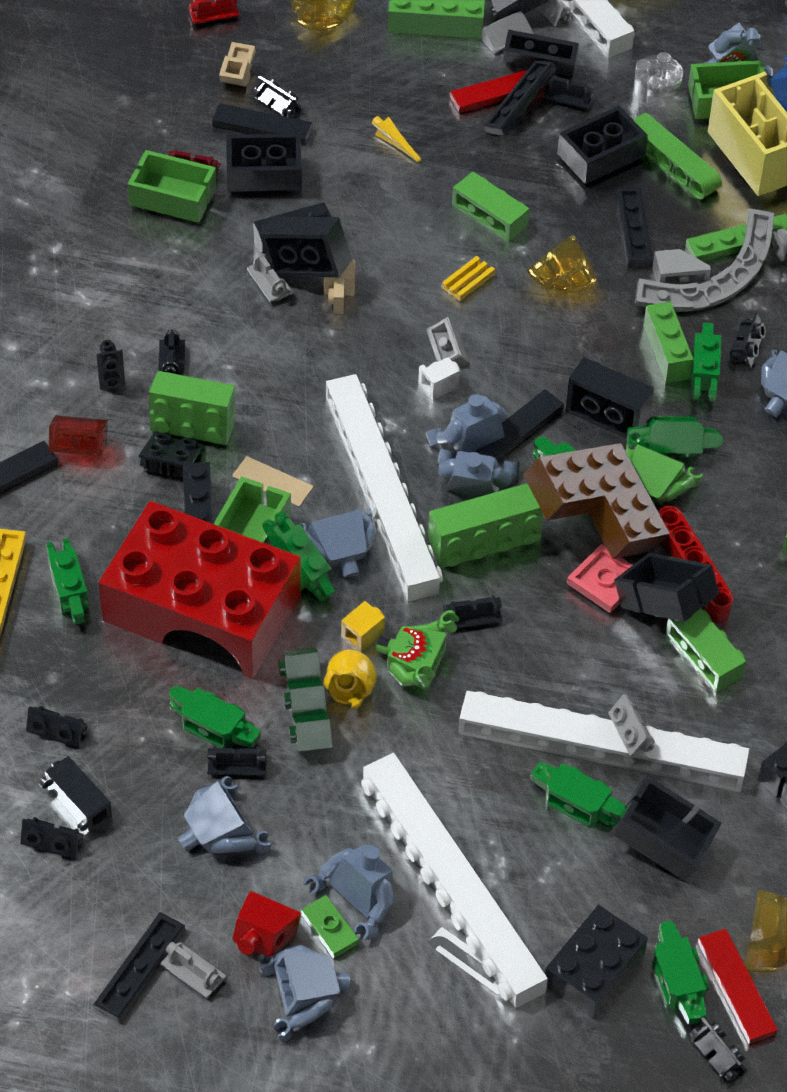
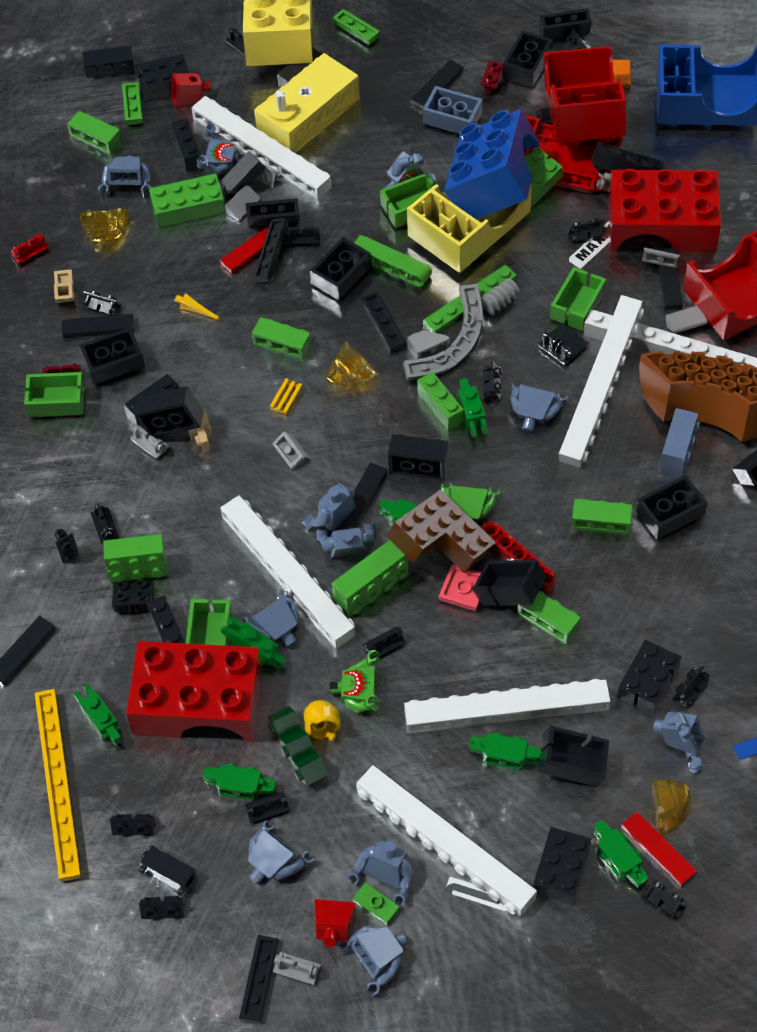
camera: 15 degrees left, 5 degrees up
(78, 435) = (63, 604): clear red brick -> none
(272, 477) = (208, 590): tan sticker -> none
(363, 626) = (314, 678): yellow brick -> none
(439, 377) = (295, 477): white brick -> none
(629, 726) = (523, 693): light grey hinge -> none
(657, 81) = (360, 208): clear brick -> none
(674, 435) = (471, 469): green hinge -> none

